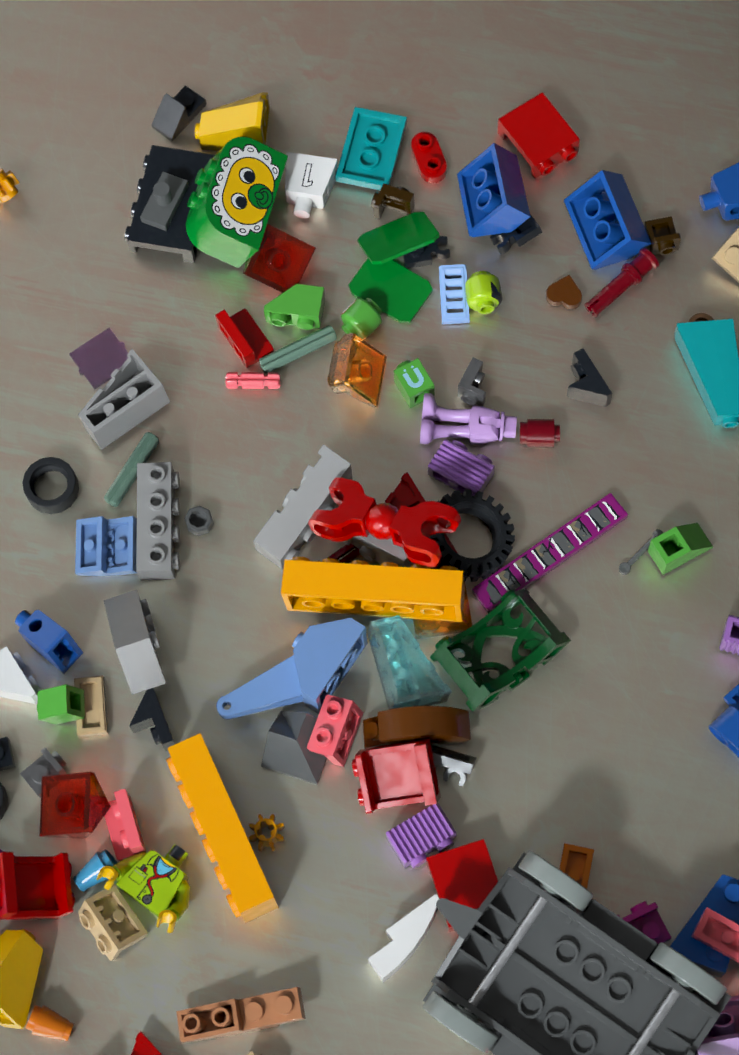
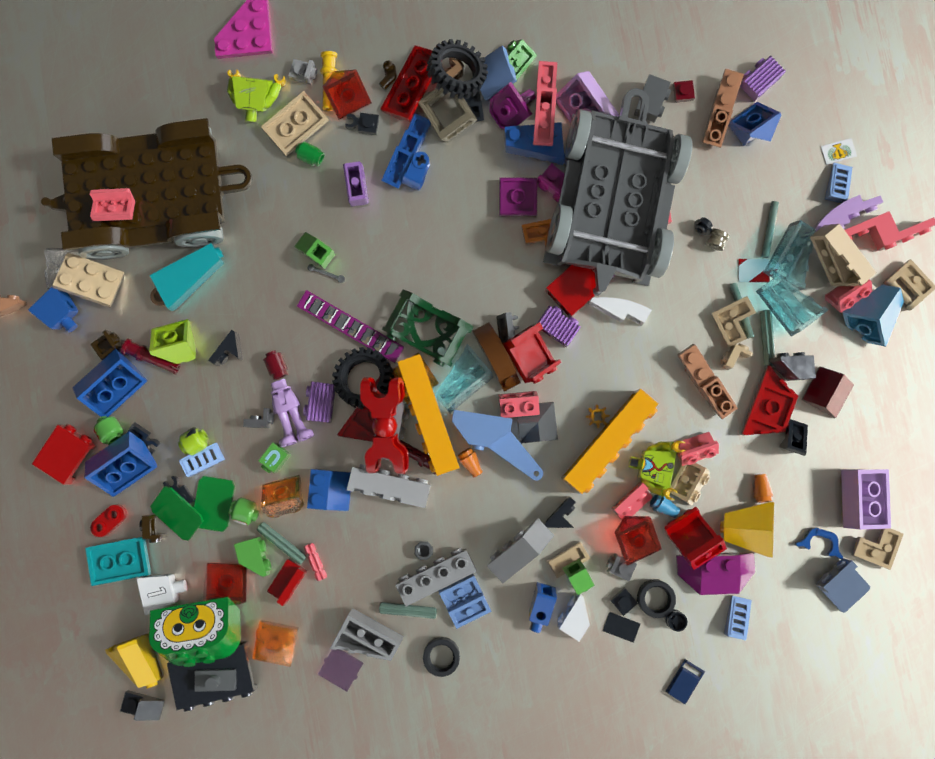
camera: 115 degrees left, 15 degrees up
(152, 953) = (697, 448): none -> coral bracket
(175, 293) = (275, 643): none -> clear orange slope
(285, 630) = (470, 461): none -> orange cone
(338, 427) = (329, 490): none -> blue slope
(546, 197) = (108, 430): none -> bright green head
(564, 293) = (172, 390): reddish brown tile -> none
(628, 317) = (173, 342): none -> lime slope
(639, 865) = (517, 196): none -> magenta plate

